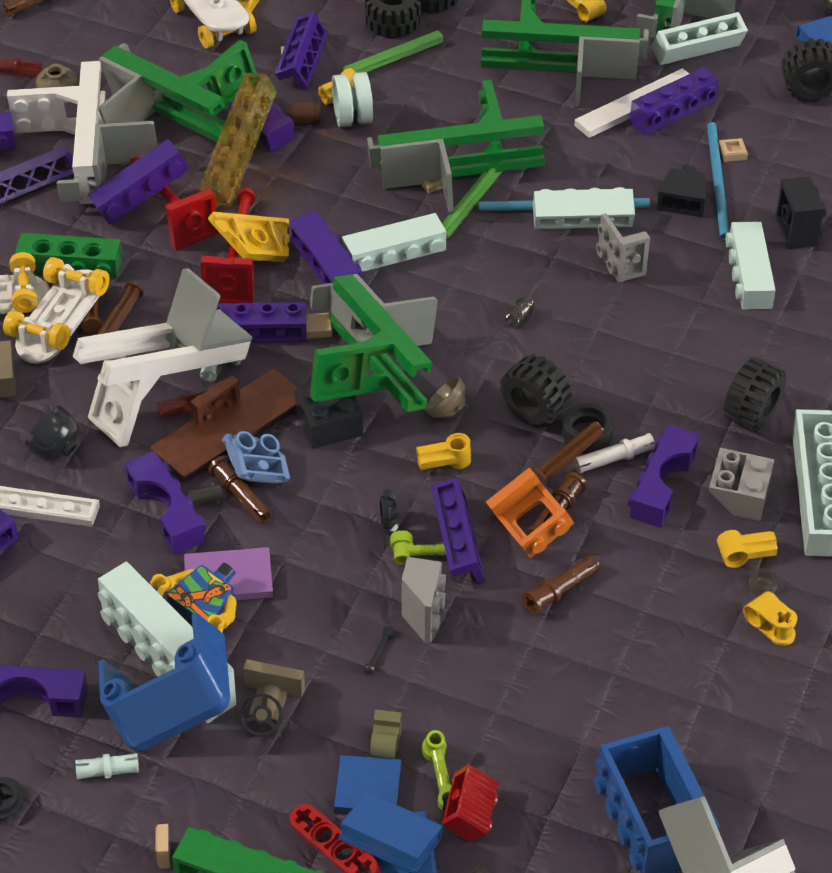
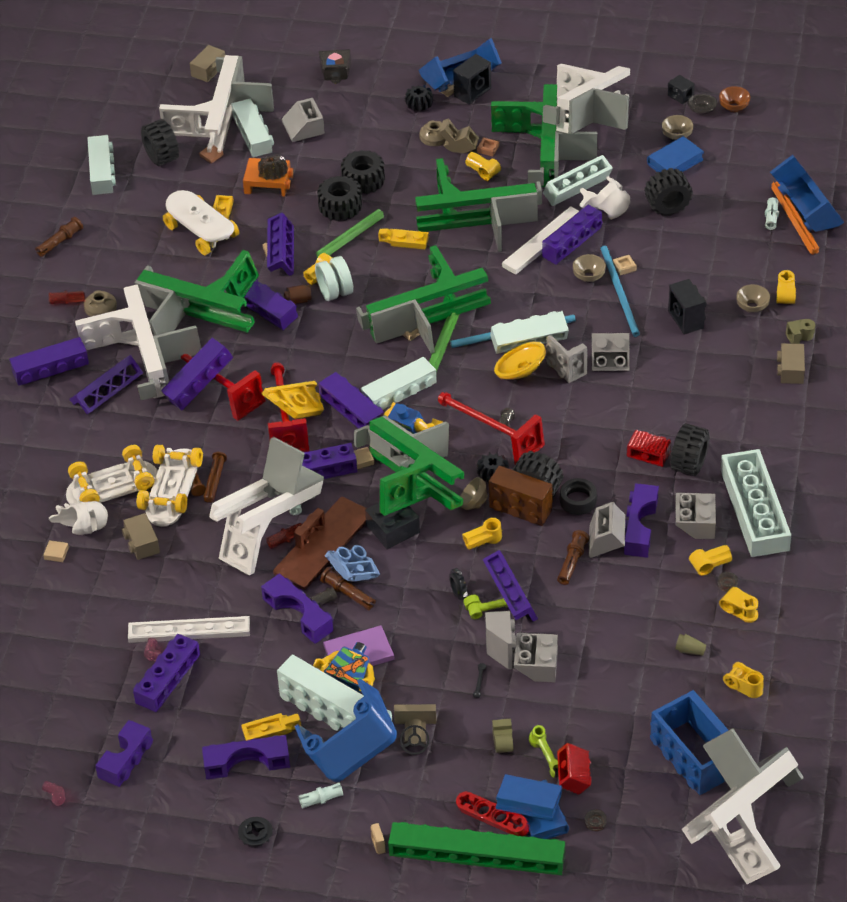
camera: 10 degrees left, 0 degrees up
(54, 435) = (202, 576): black cylinder -> none
(72, 654) = (270, 726): none -> yellow hinge
(76, 251) = (170, 436): green brick -> none
(238, 138) = (261, 325): clear yellow brick -> none
(365, 775) = (495, 766): blue tile -> none
(388, 284) = (409, 418): none -> blue torso
(459, 70) = (404, 238): none -> yellow hinge
(466, 632) = (536, 656): none -> light grey slope
(483, 369) = (488, 464): none -> black gear
(508, 411) = (520, 495): none -> reddish brown brick
(517, 500) = (544, 558): orange window -> none
(538, 337) = (525, 439): none -> red tile
(551, 590) = (586, 615): reddish brown pin -> none
(561, 242) = (520, 361): none -> yellow dish
(568, 453) = (570, 517): reddish brown axle -> none
(612, 478) = (606, 529): none -> light grey slope
(624, 450) = (585, 519): white pin -> none
(683, 192) = (598, 305): black torso -> none
(683, 251) = (610, 351): none -> light grey slope
(684, 140) = (589, 264): none -> dark tan piece
(686, 660) = (690, 645): none -> olive cone
(700, 383) = (649, 448): none -> red brick
(734, 67) = (610, 199): none -> white piece
(751, 265) = (661, 353): light aqua brick -> none
(751, 727) = (745, 680): none -> yellow piece

